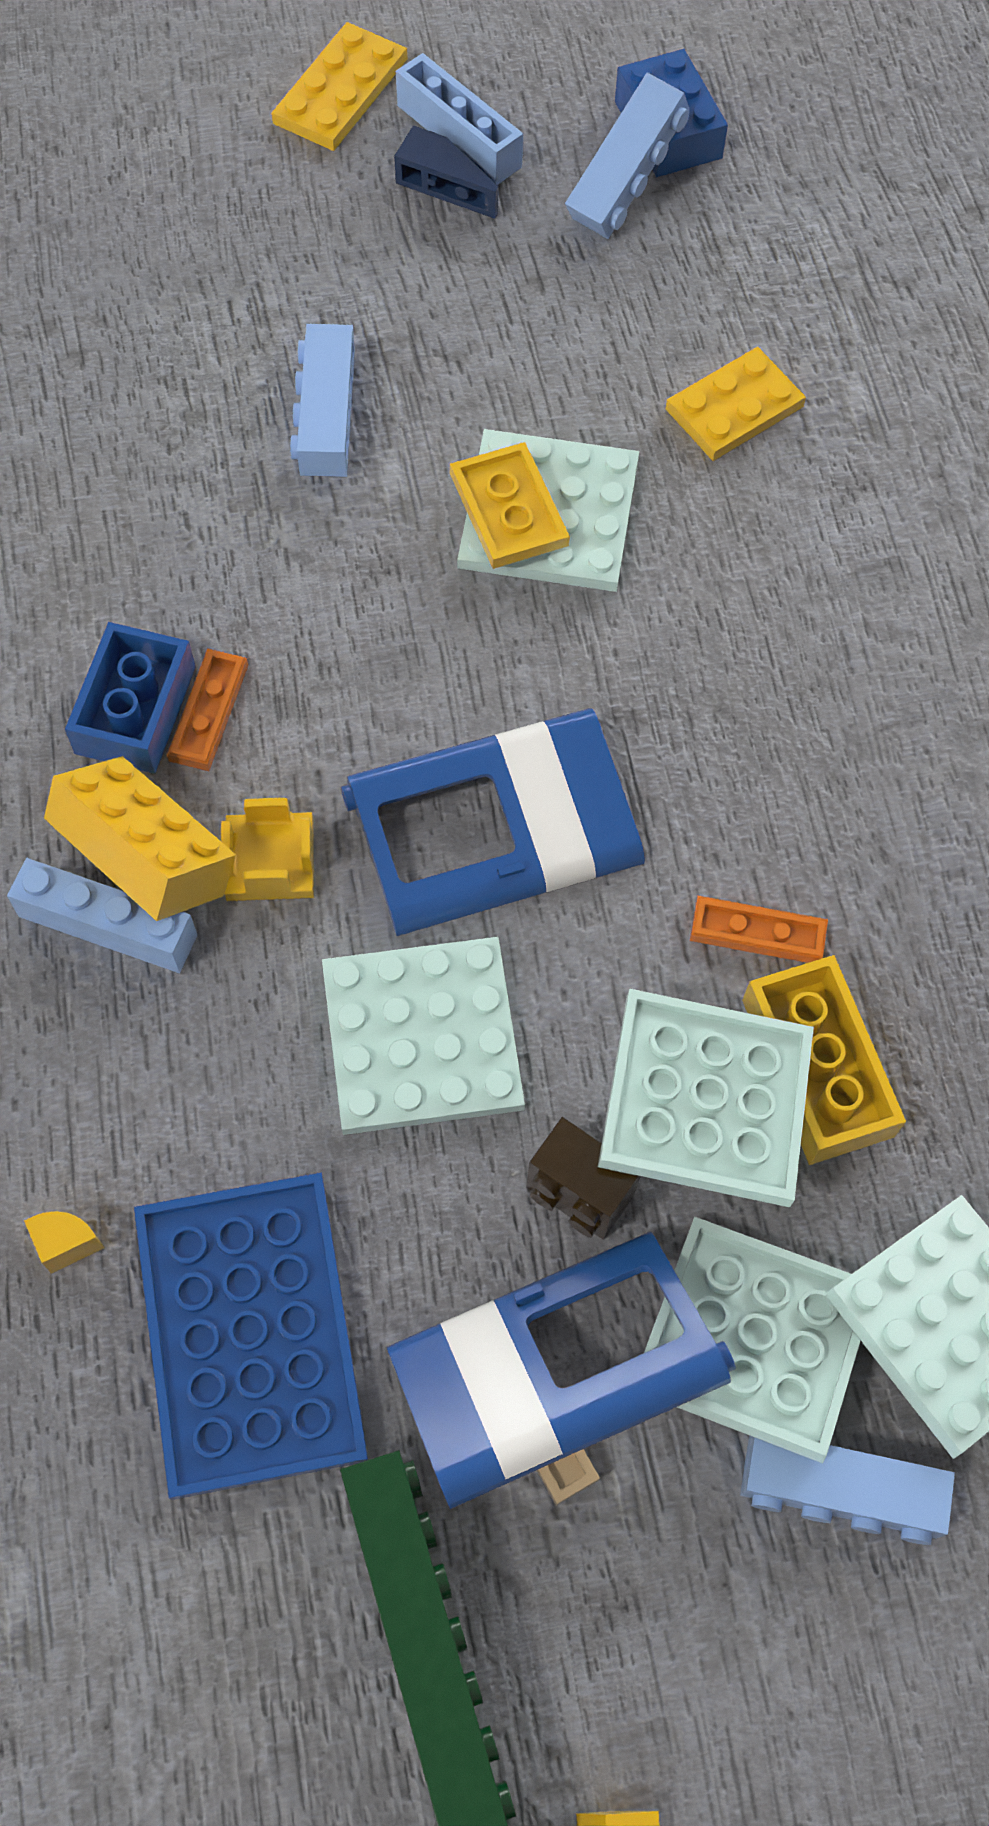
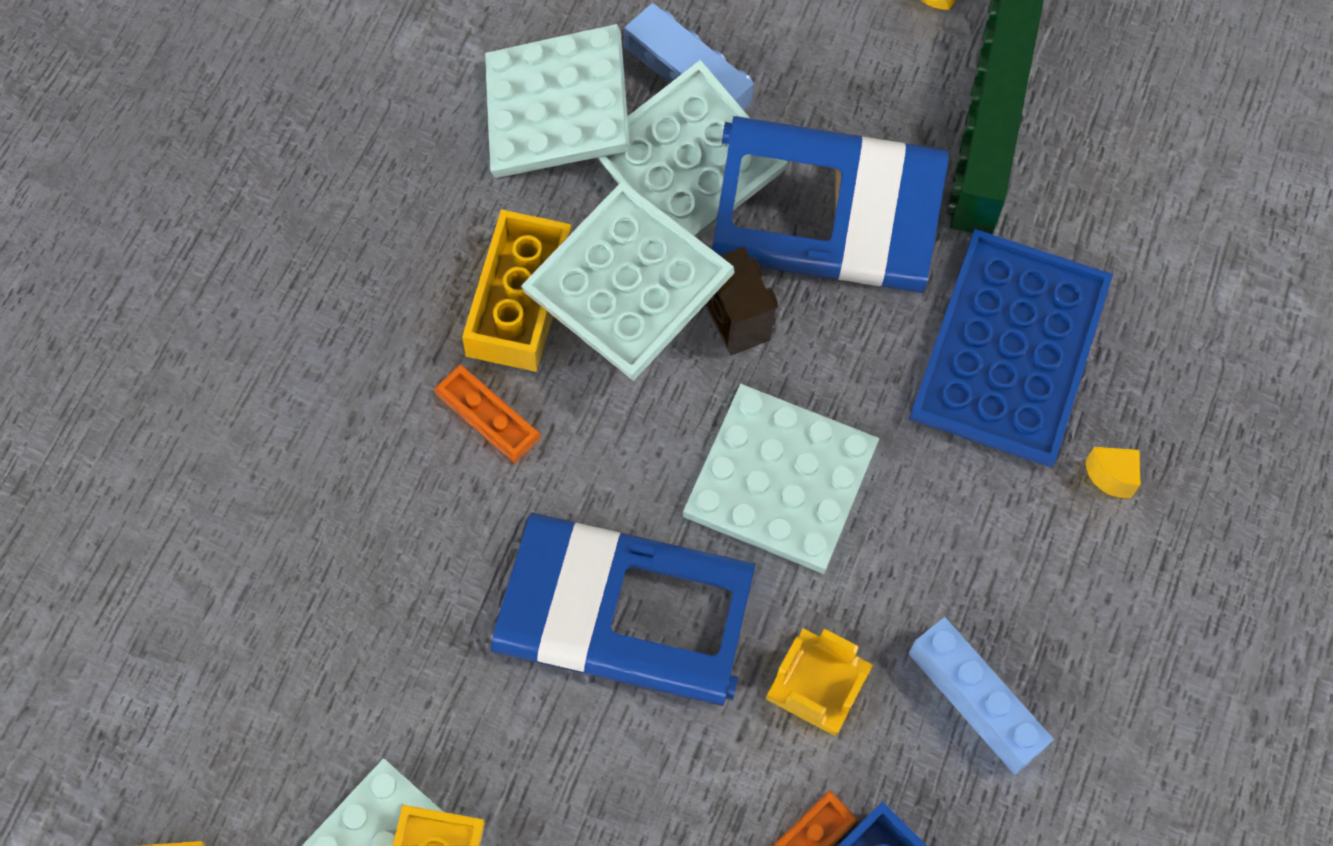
camera: 150 degrees left, 0 degrees up
(139, 837) = (925, 727): yellow brick -> none

